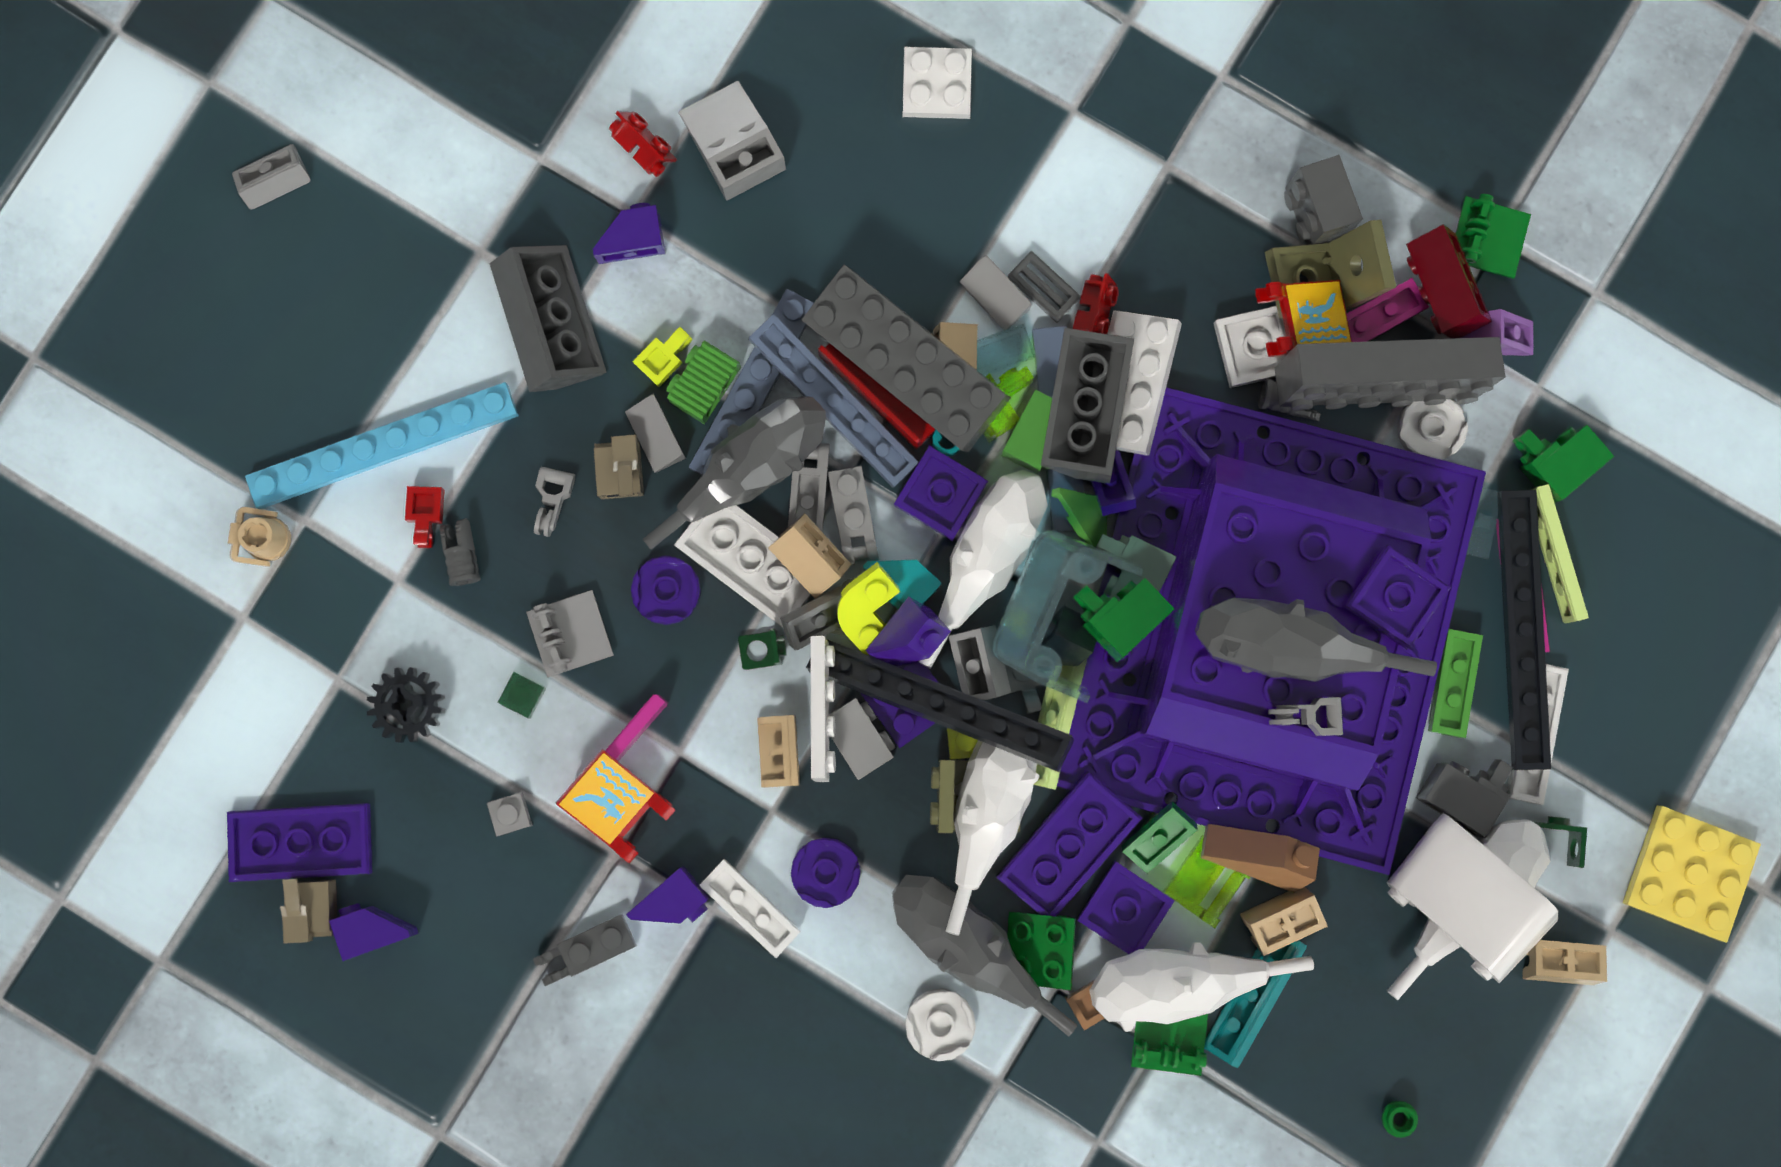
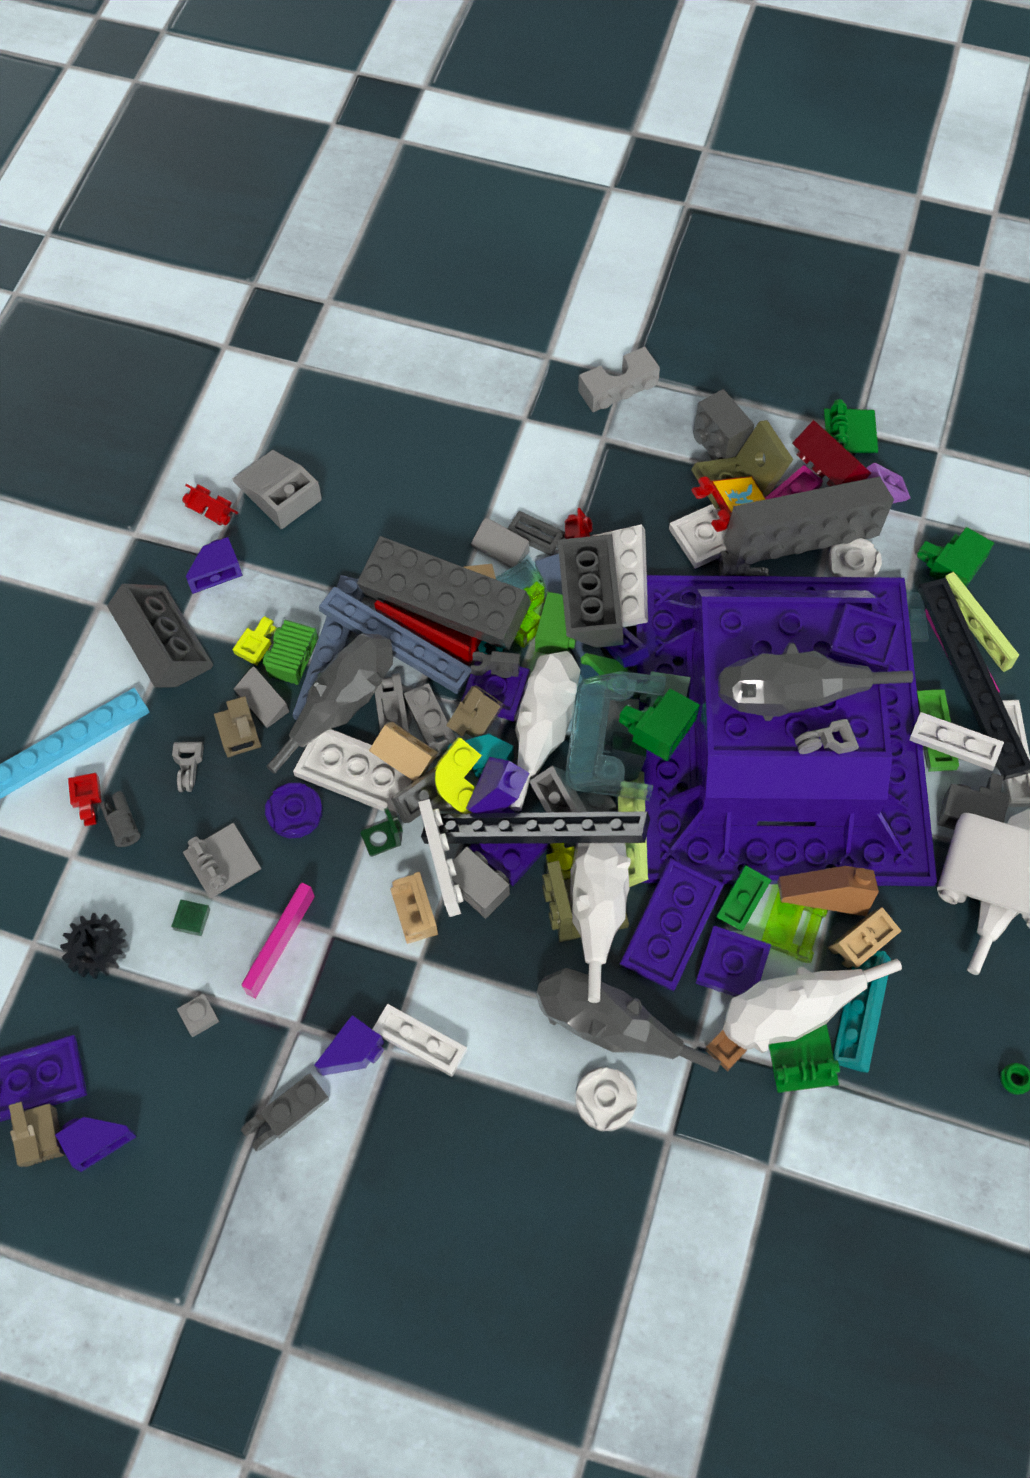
camera: 10 degrees left, 20 degrees down
(610, 802) = (282, 978): flag -> none
(825, 872) = (476, 997): dark purple tile -> none
(907, 527) = (475, 713): none -> dark tan piece
(937, 82) = (420, 421): white plate -> none
(955, 473) = (499, 663): none -> dark grey plate
(1044, 947) = (677, 1008): green hinge -> none
(1184, 96) = (602, 389): none -> light grey arch
(1472, 713) = (956, 741): none -> white plate

